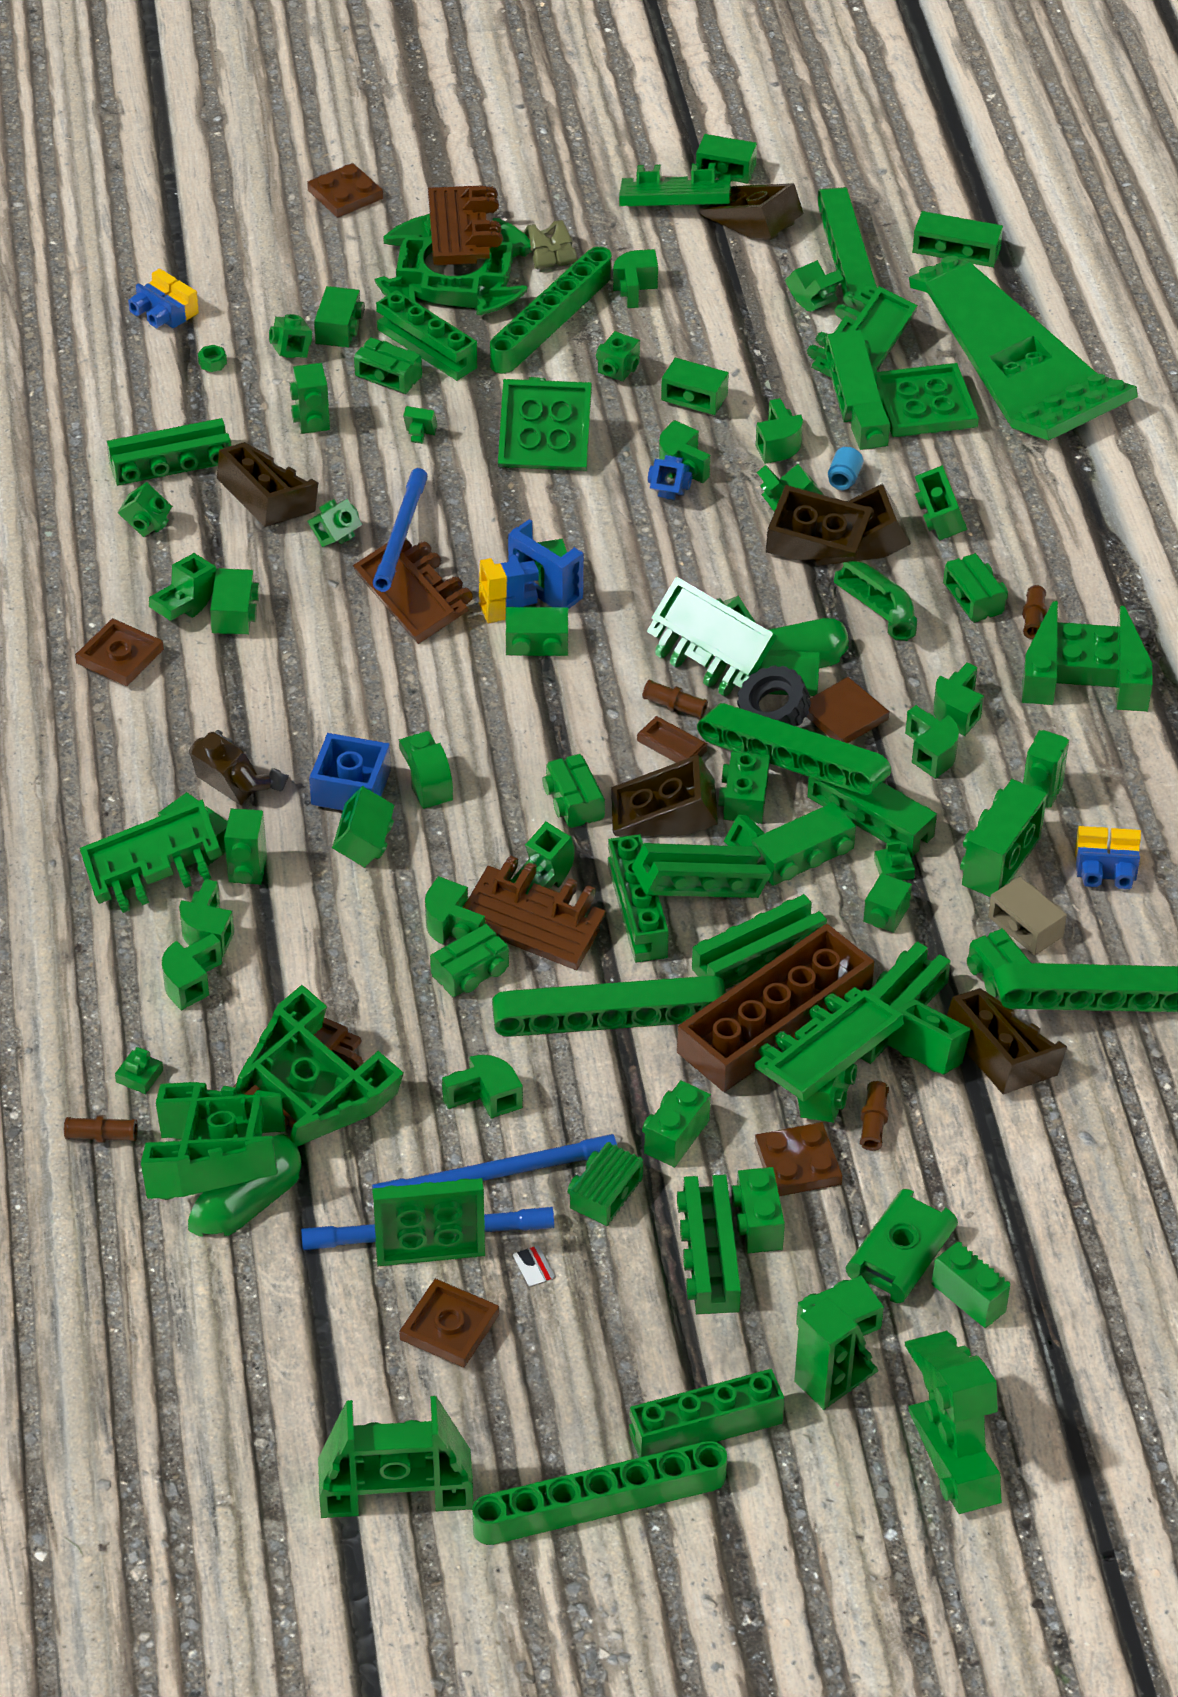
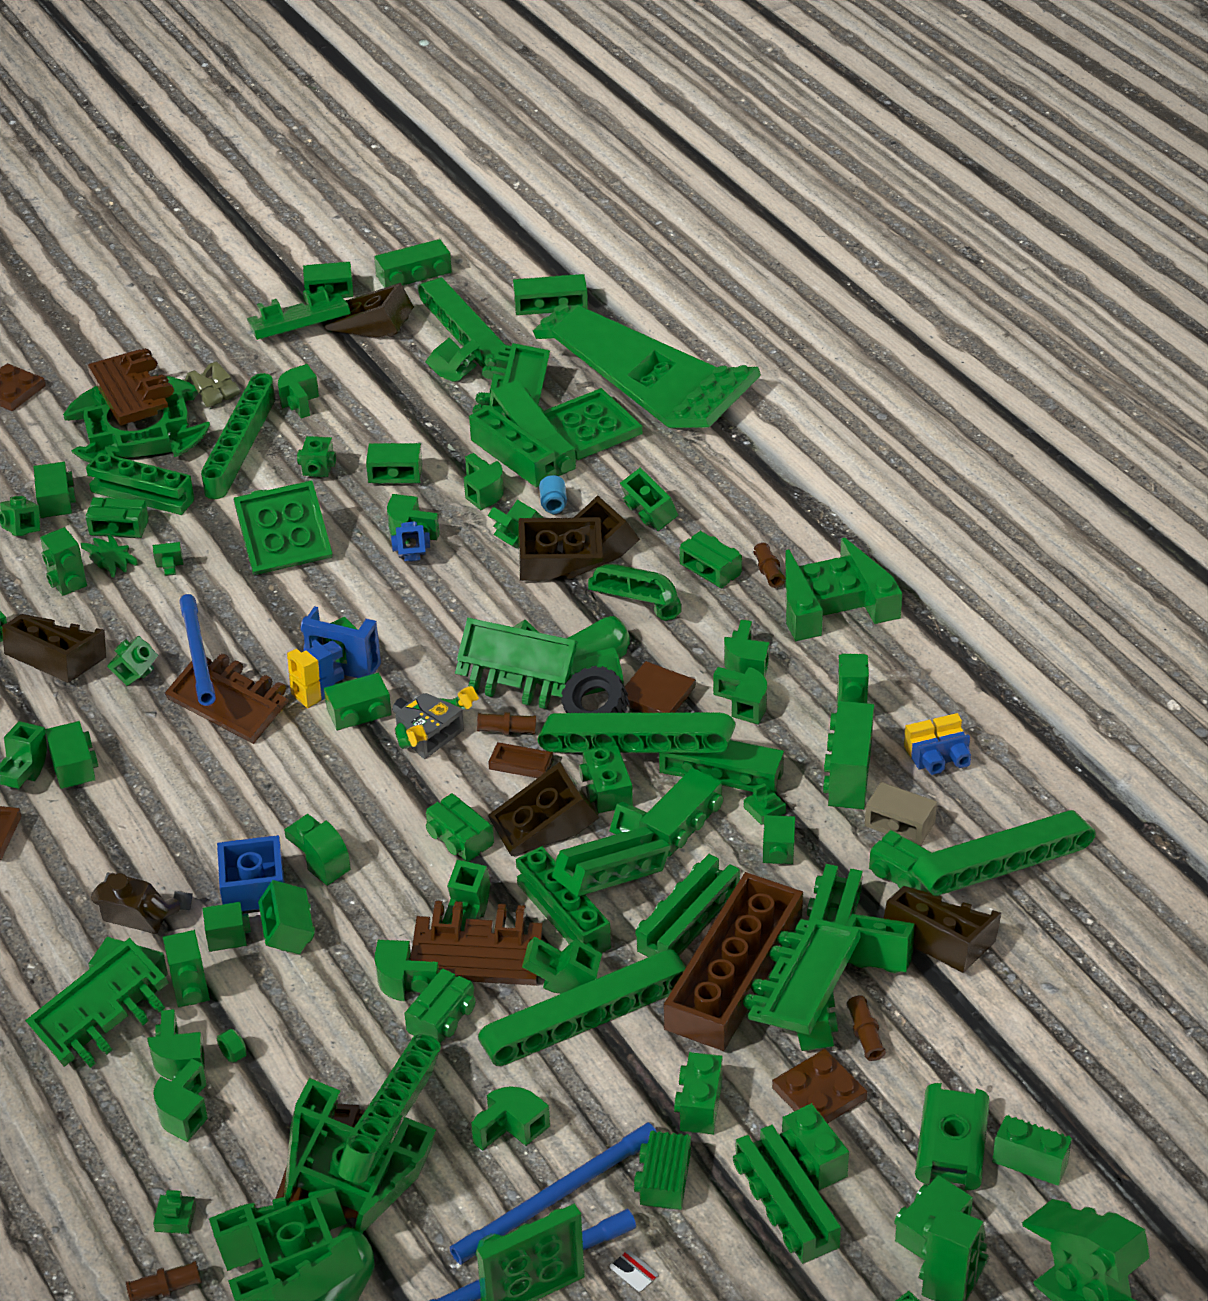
camera: 20 degrees left, 5 degrees down
(259, 933) = (231, 1045): none -> green tile
(304, 818) = (225, 926): none -> green brick
(364, 1036) = (388, 1109): none -> green beam
(365, 403) = (109, 554): none -> green piece
(598, 673) = (431, 721): none -> torso
(601, 959) = (564, 968): none -> green brick
(826, 163) = (413, 263): none -> green brick
(826, 401) = (511, 445): none -> green brick

